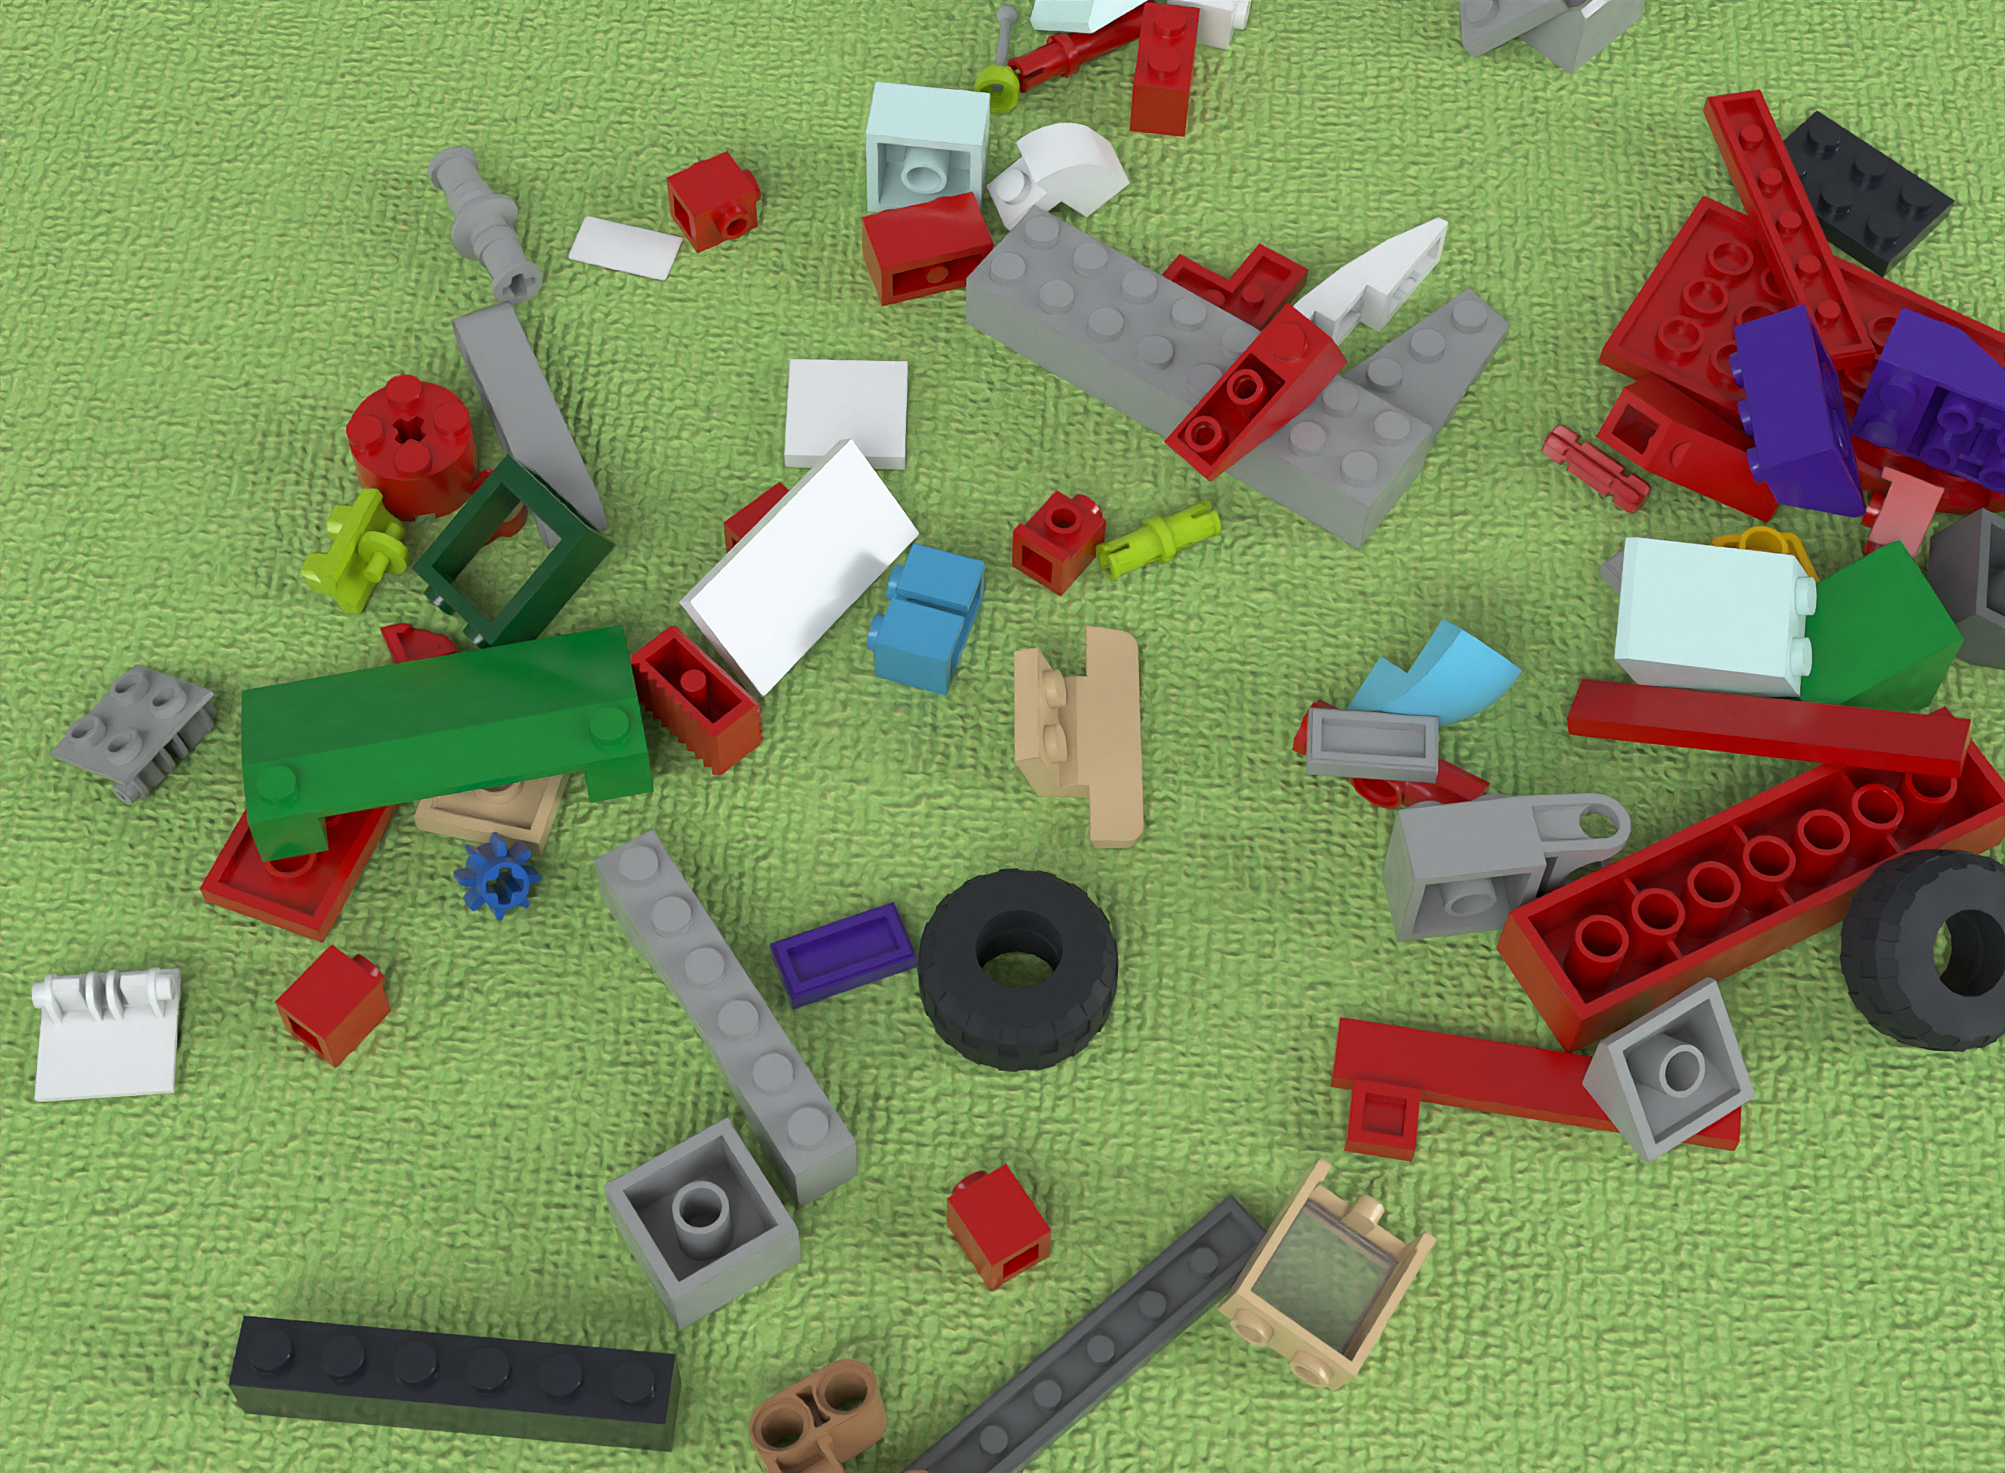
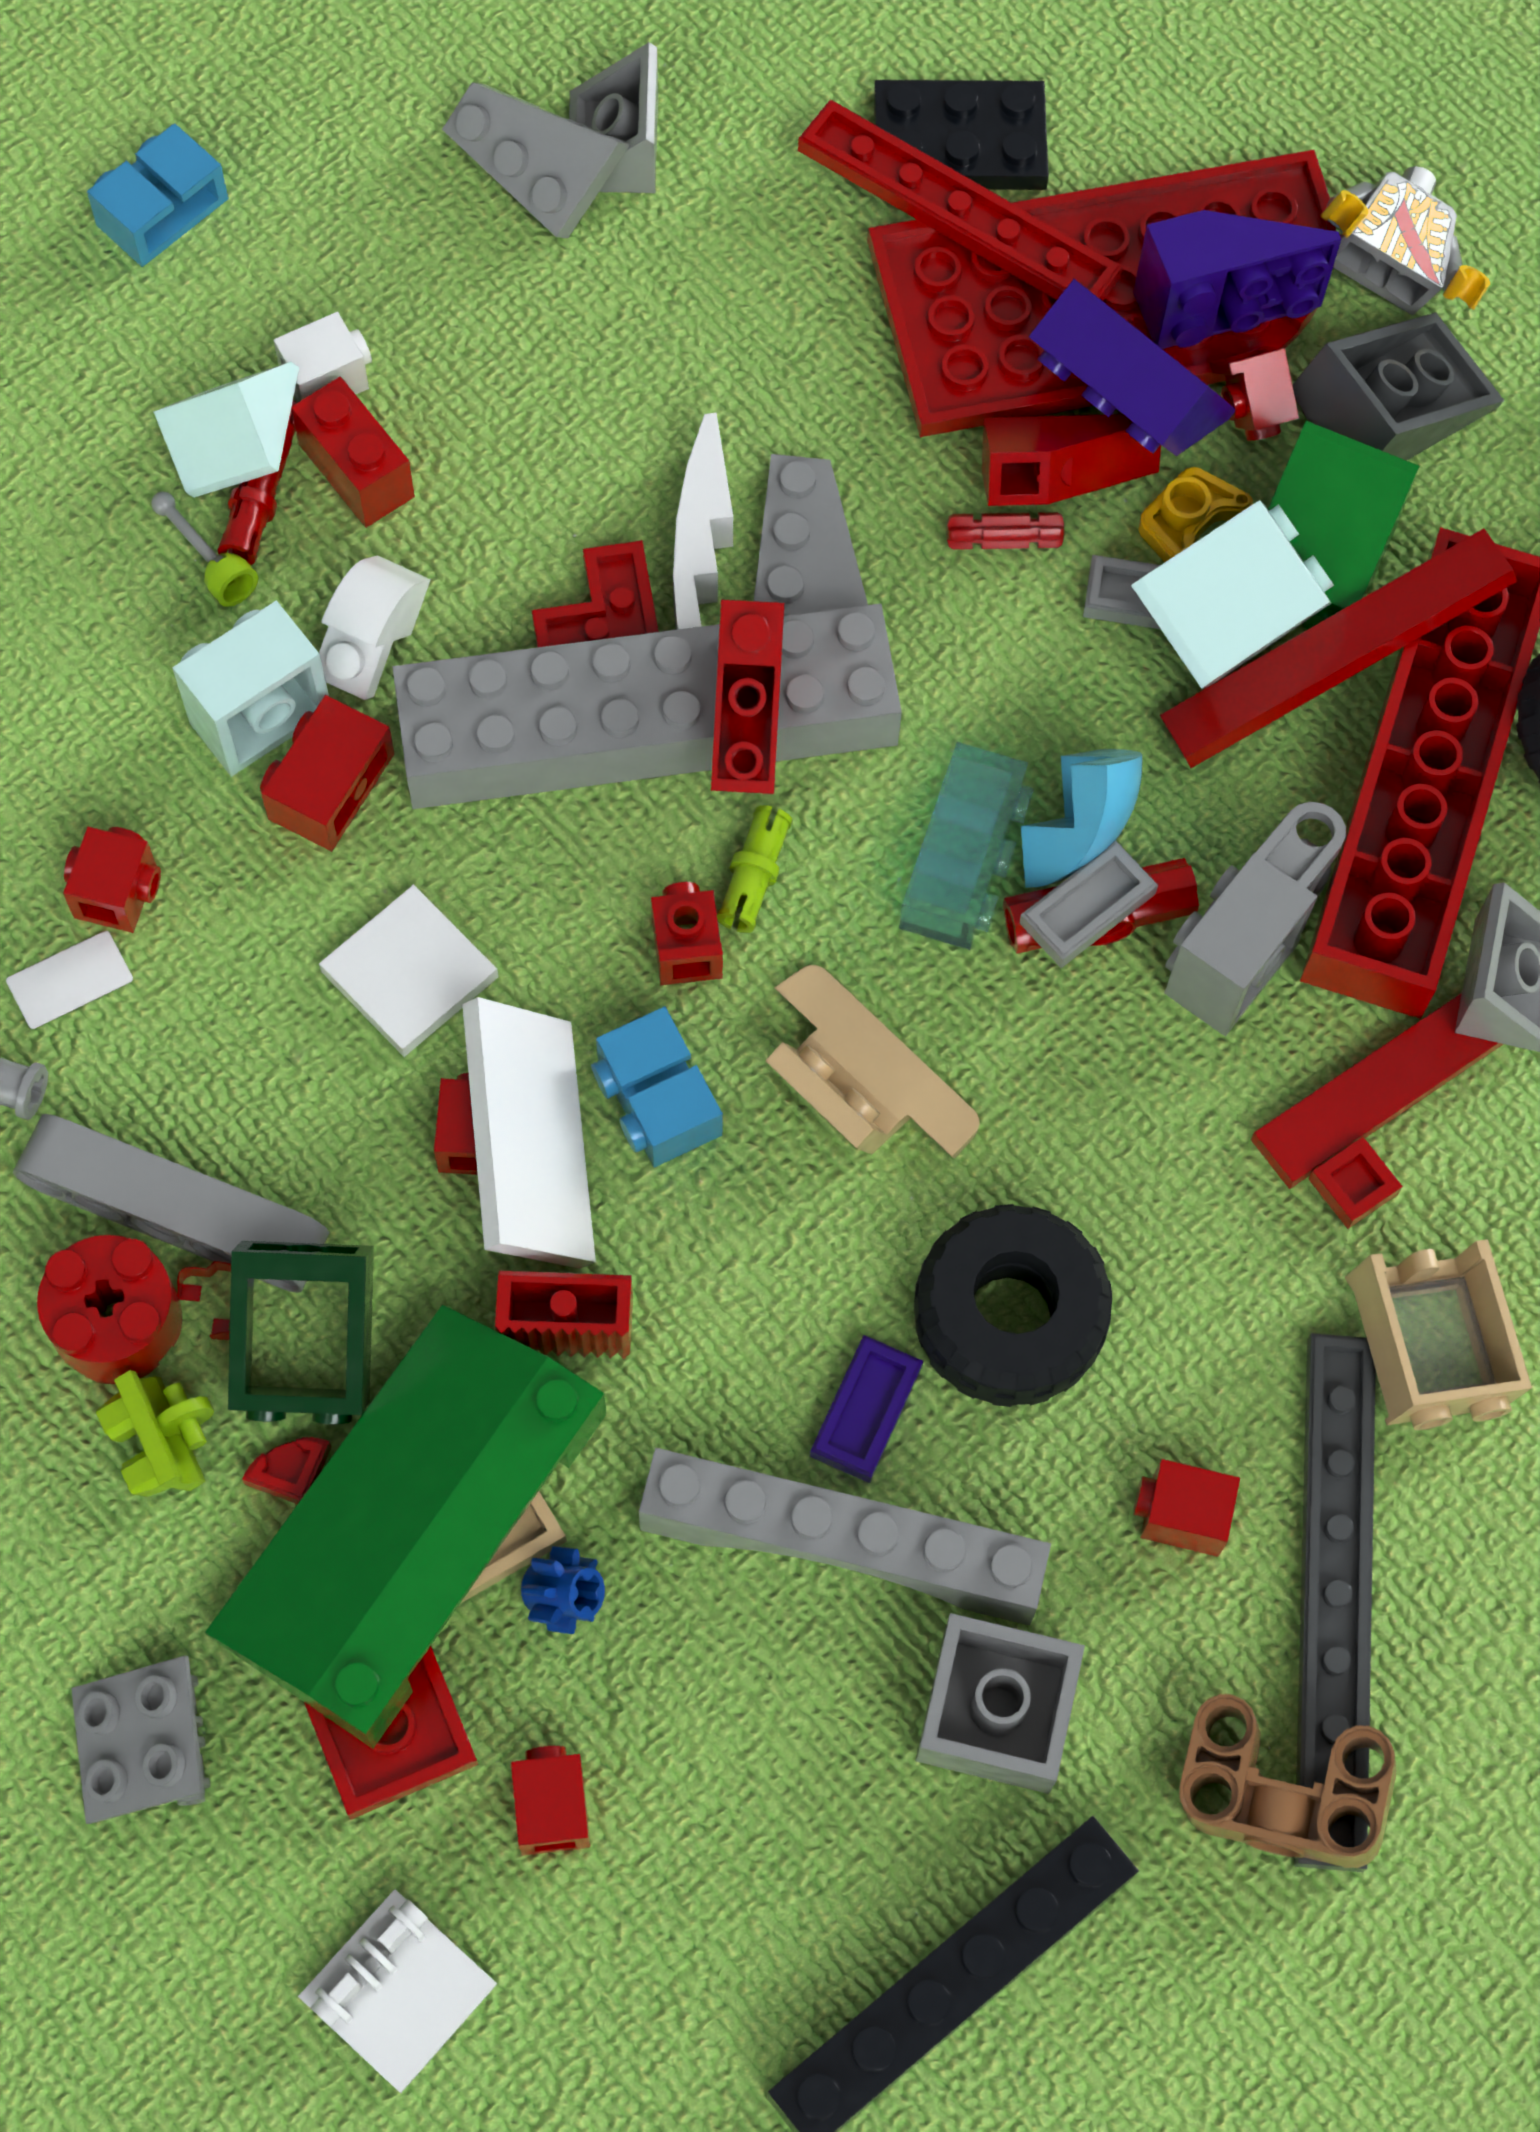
camera: 45 degrees left, 10 degrees up
(1328, 643) = (966, 846): none -> clear light blue brick

